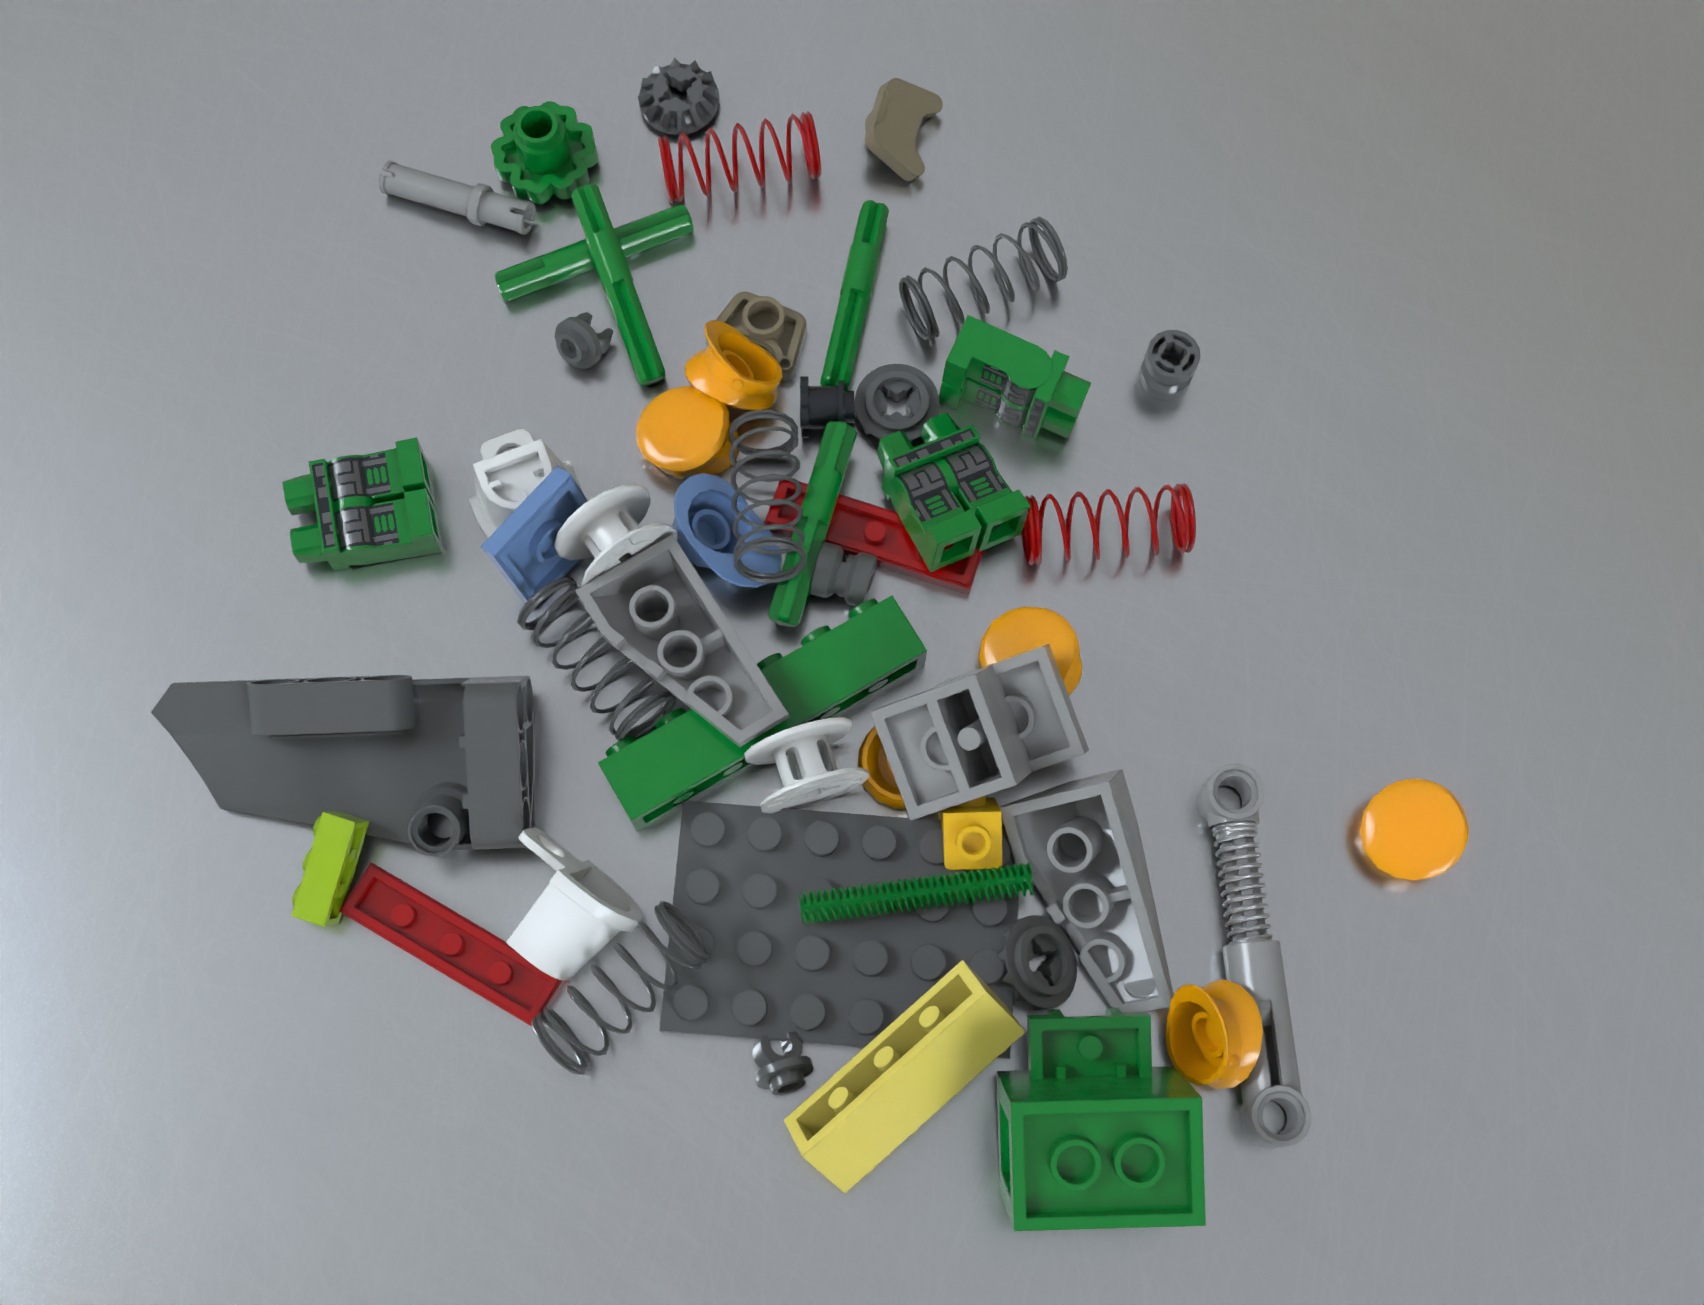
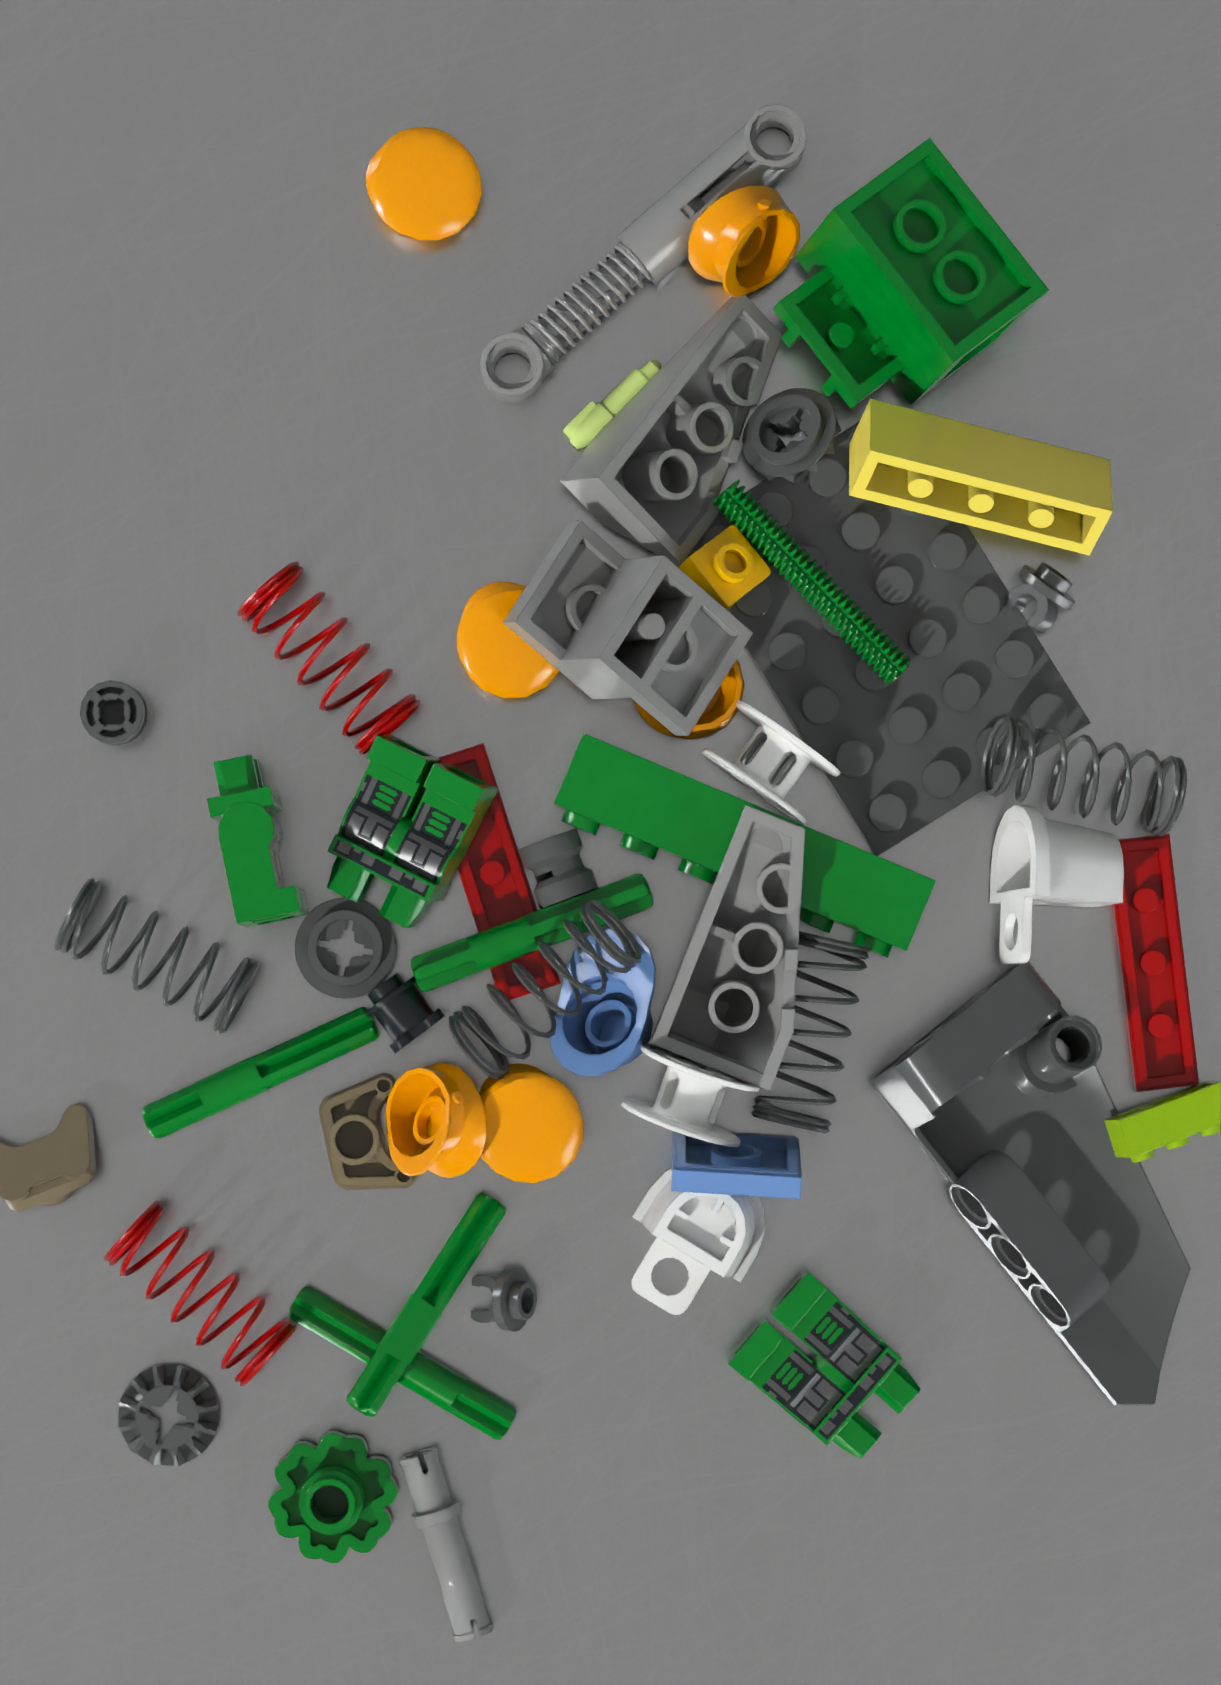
camera: 125 degrees left, 15 degrees up
(1152, 836) = (597, 415): none -> yellowish green piece

